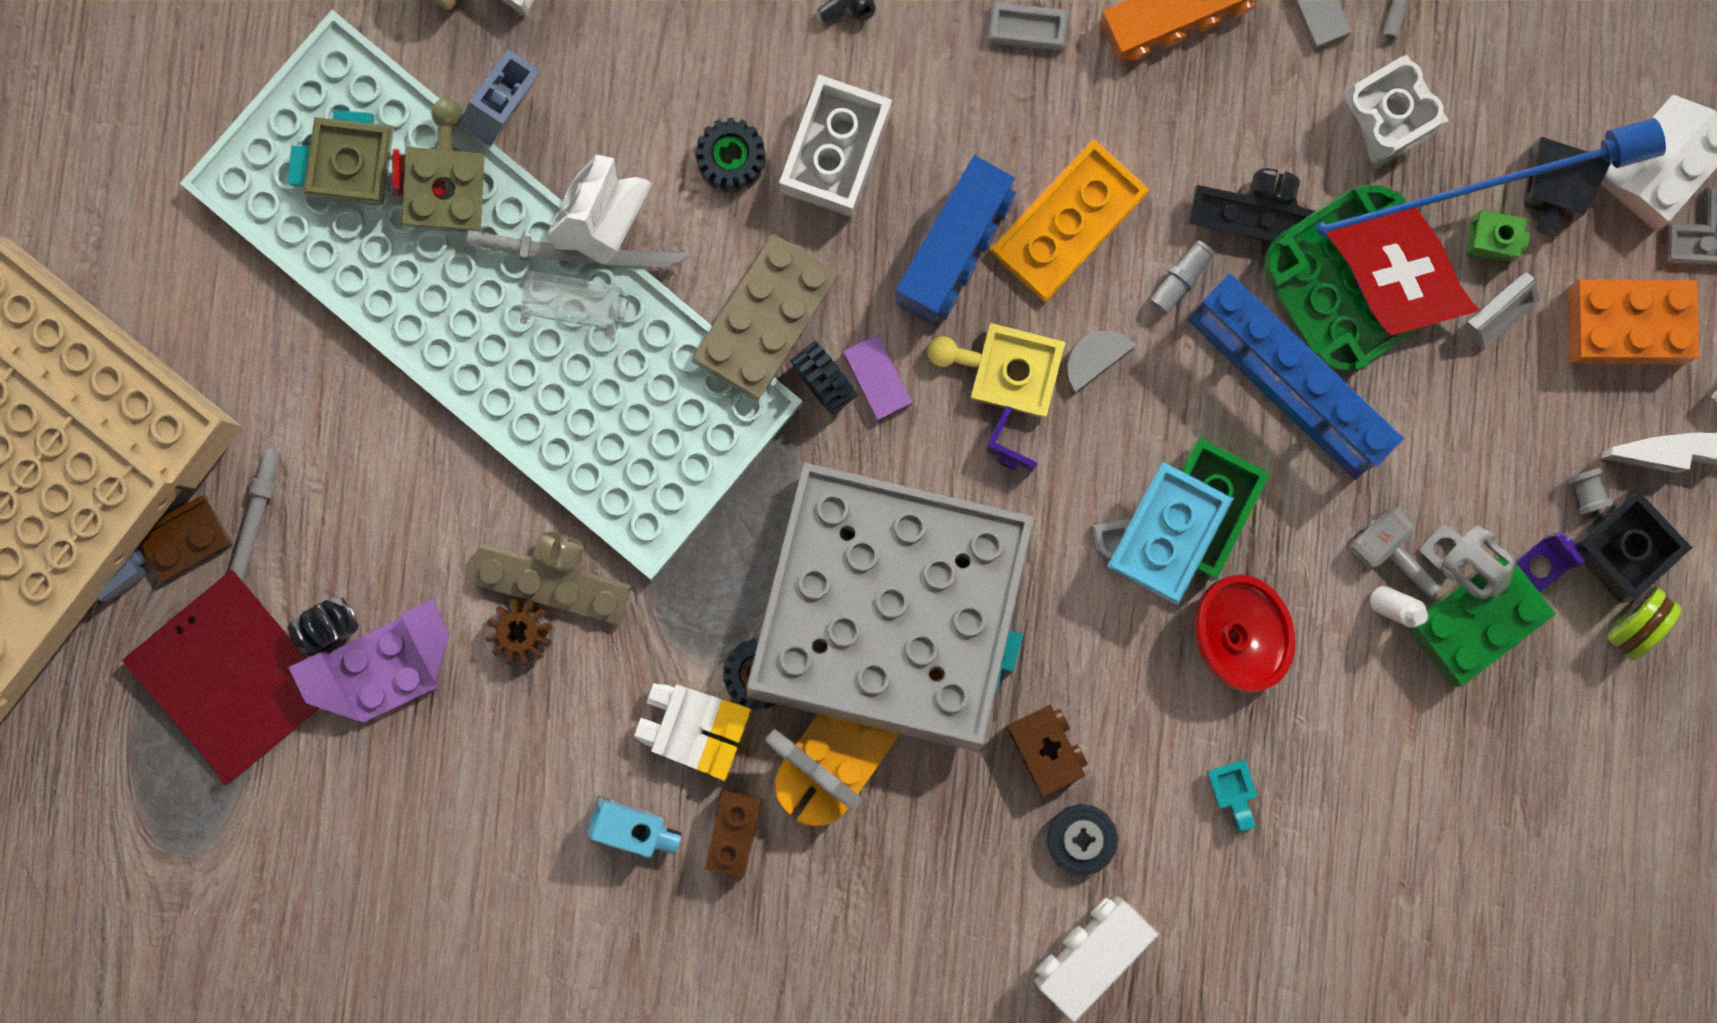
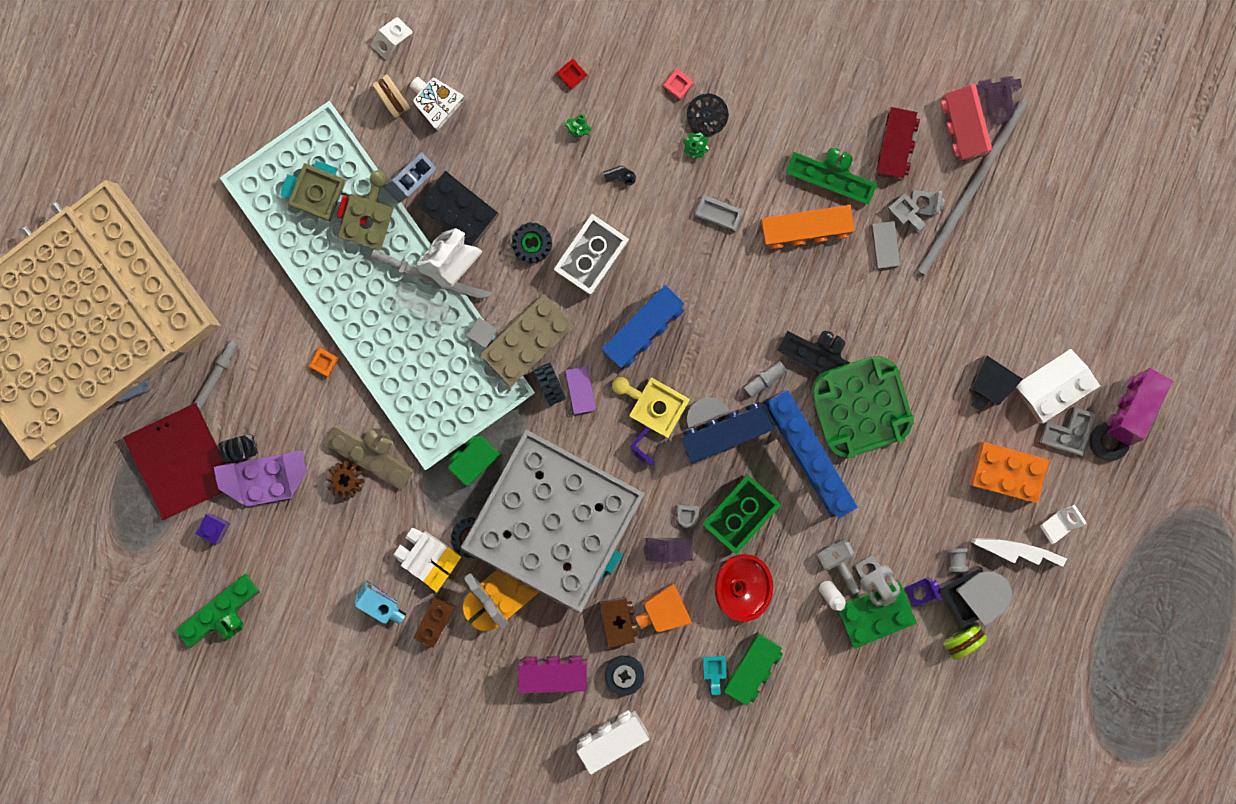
camera: 15 degrees right, 5 degrees up
(185, 539) = (174, 378): reddish brown plate -> none
(314, 775) = (212, 528): none -> dark purple brick
(362, 919) = (220, 613): none -> green plate
(432, 446) = (323, 362): none -> orange tile
(585, 121) = (458, 208): none -> black brick
(687, 322) = (482, 332): none -> light grey tile
(729, 536) = (474, 460): none -> green brick
(961, 868) = (552, 674): none -> magenta brick
(1069, 221) = (711, 330): light orange tile -> none
(1098, 604) = (669, 549): none -> clear purple pin
(1121, 709) = (664, 610): none -> orange torso
(1145, 379) = (728, 432): none -> dark blue brick
(1169, 533) = (716, 523): medium azure tile -> none
(1299, 769) = (753, 669): none -> green brick
(1394, 110) = (909, 318): white piece -> none
(1403, 261) = (889, 408): flag -> none
(1497, 237) = (947, 404): bright green brick -> none
(1504, 310) = (939, 446): light grey tile -> none
(1662, 533) = (987, 595): none -> light grey tile

